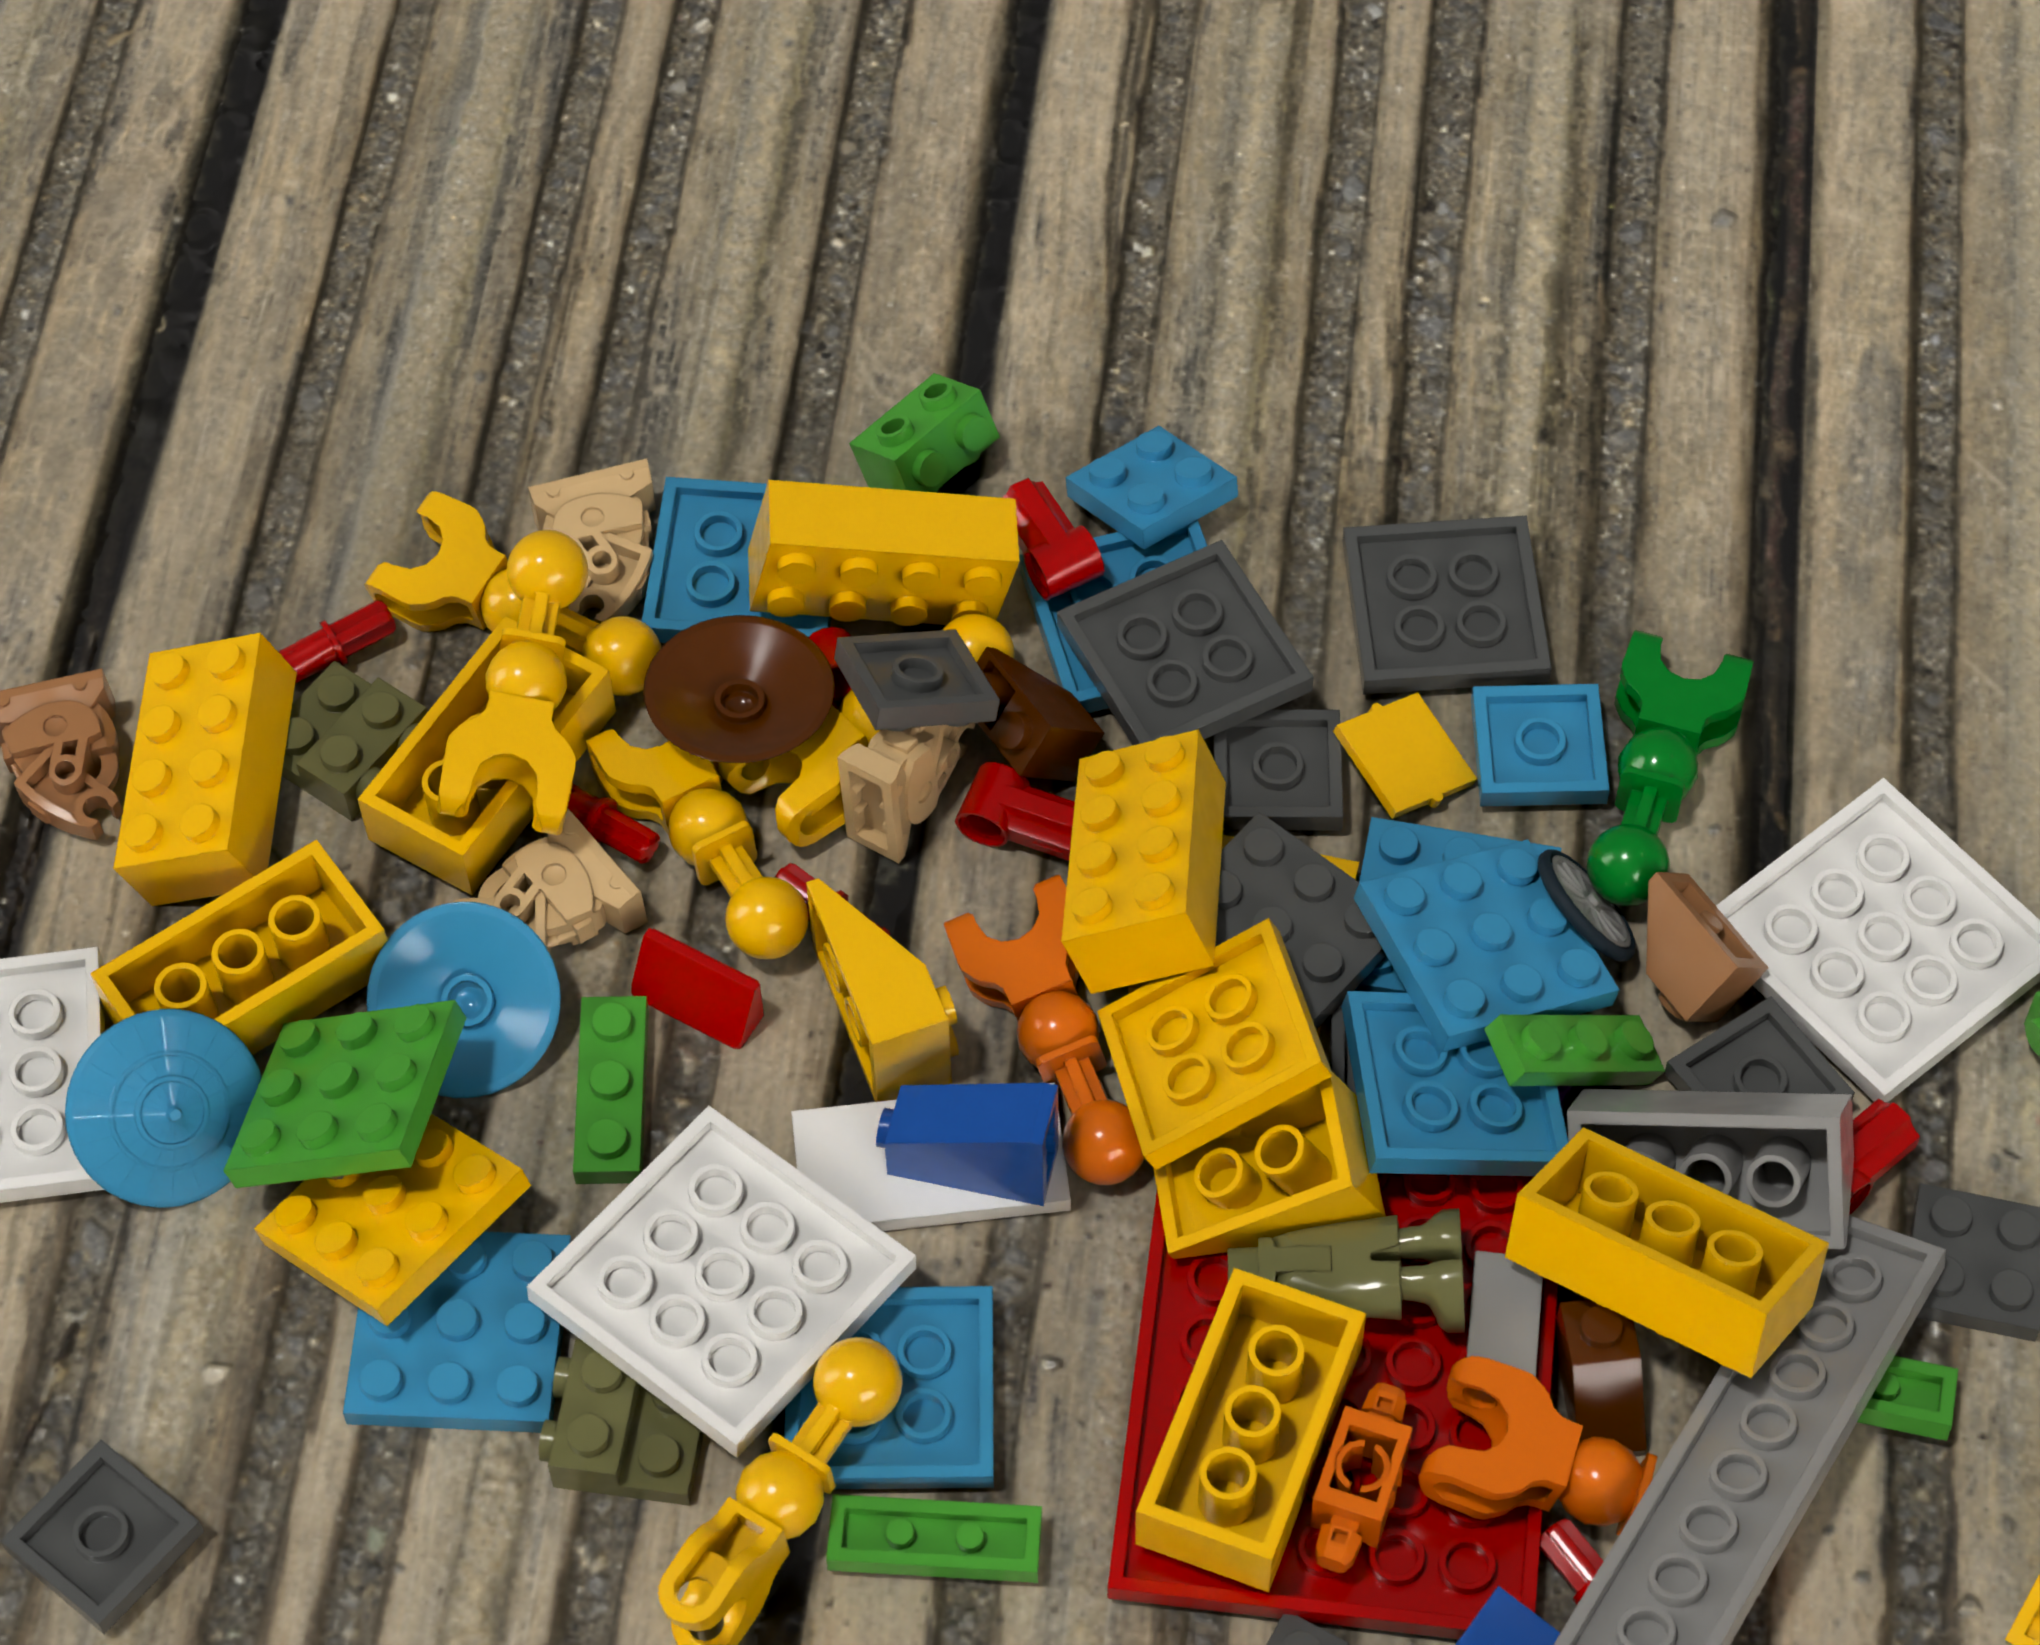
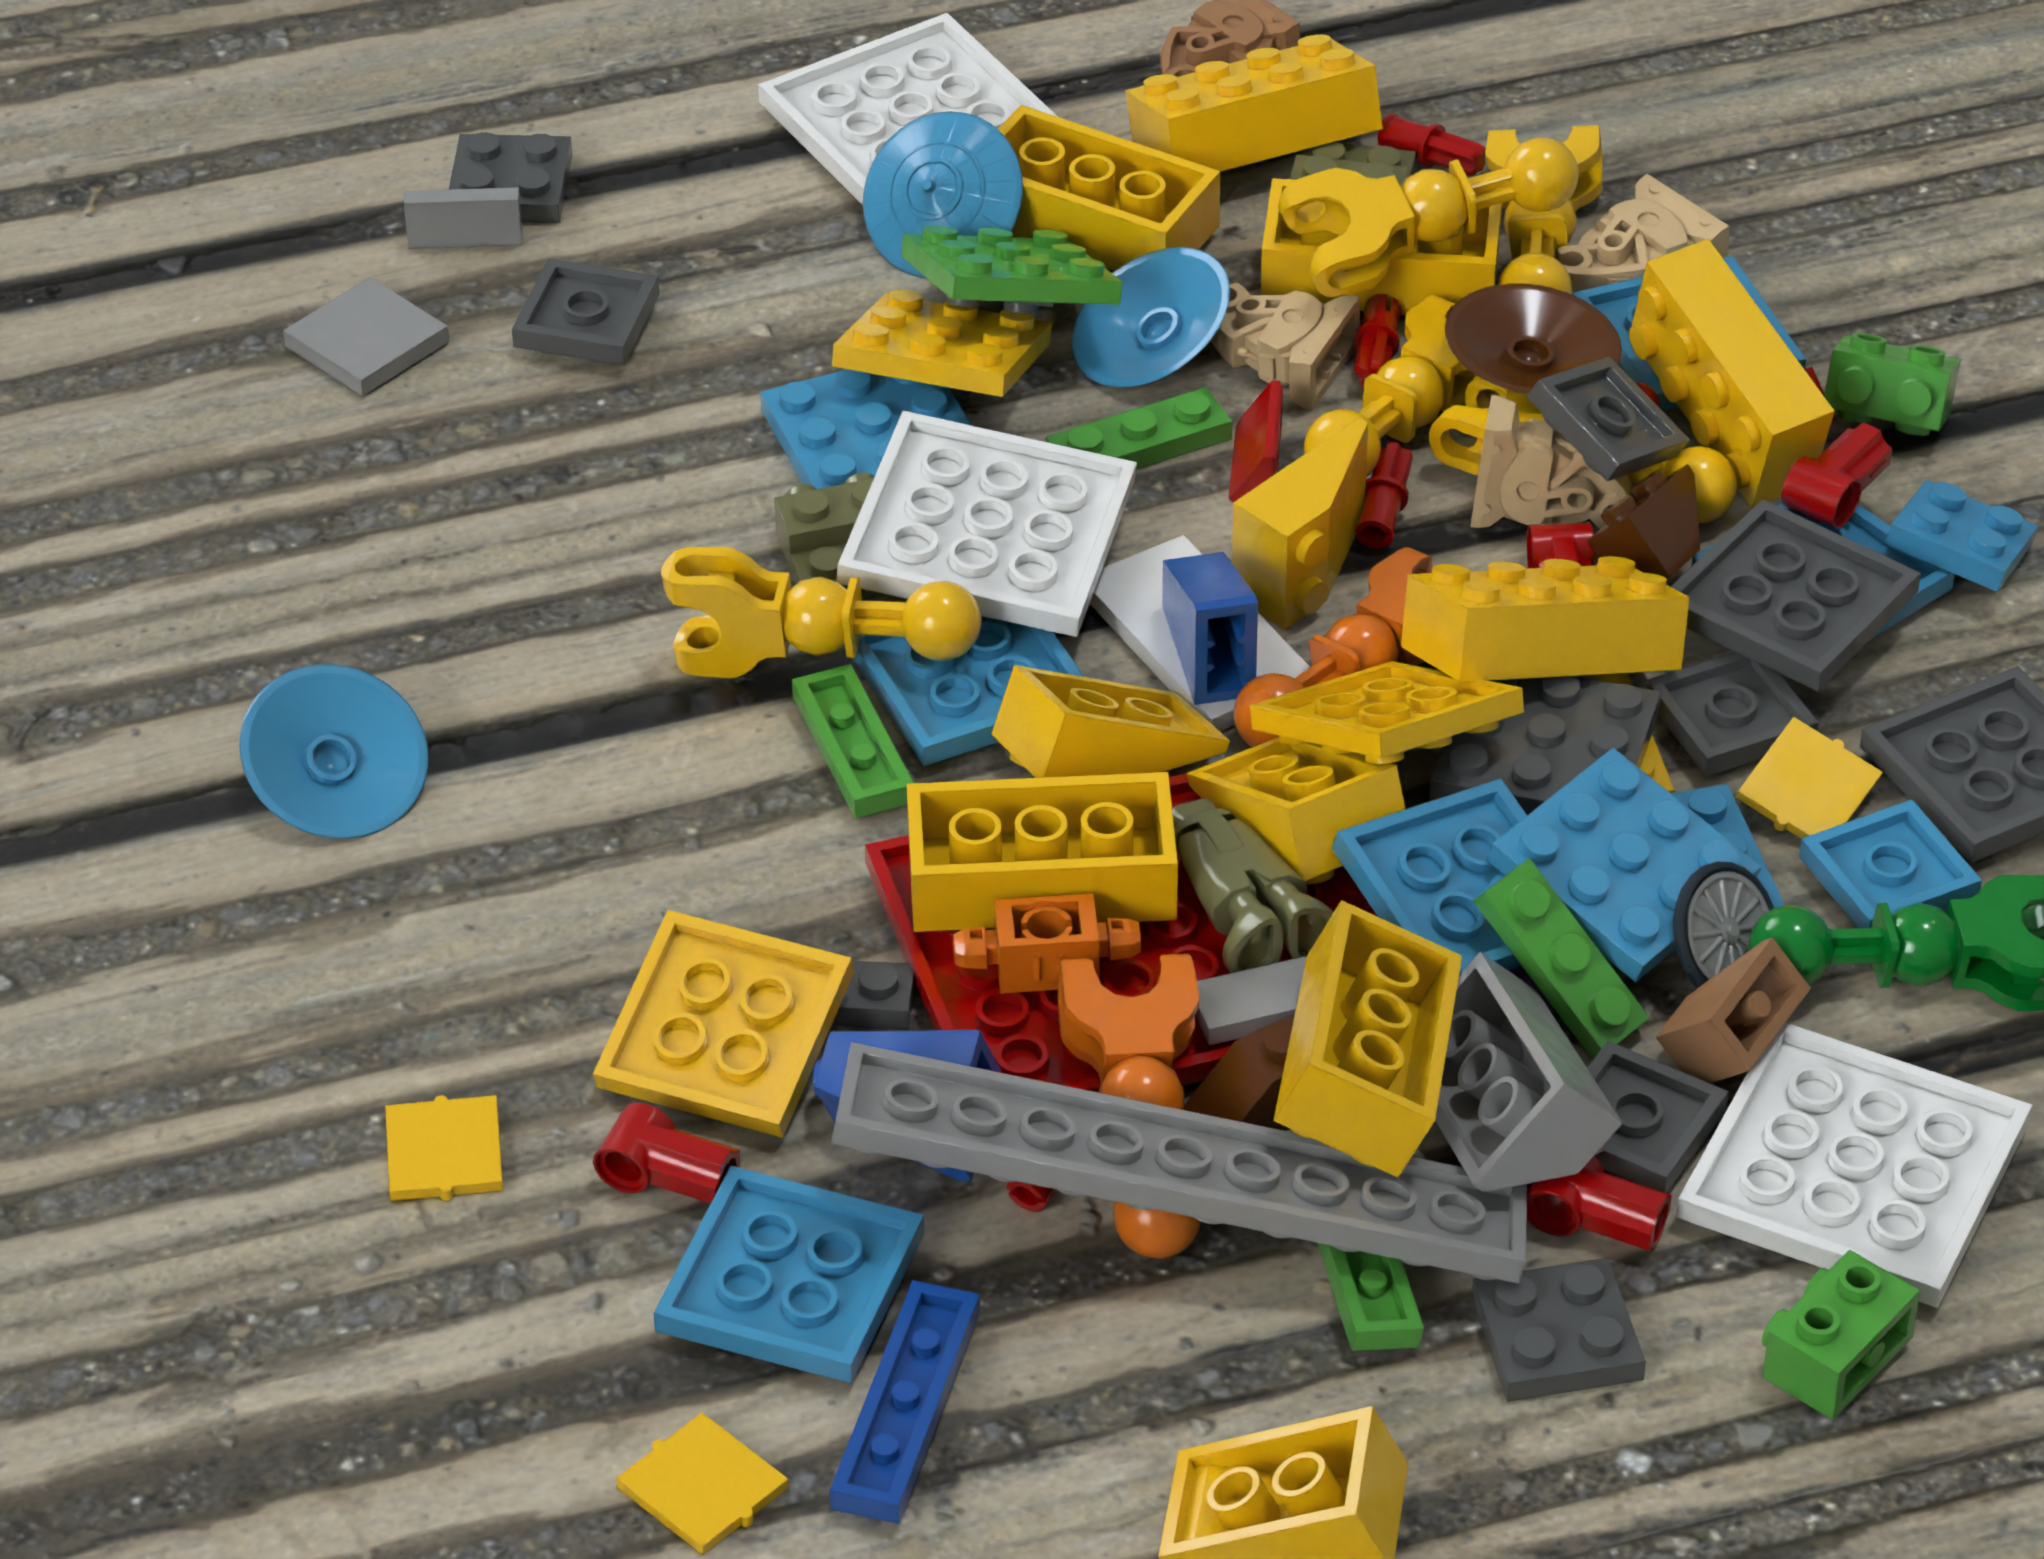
camera: 65 degrees right, 15 degrees down
(1061, 1303) = (1099, 727): none -> yellow slope

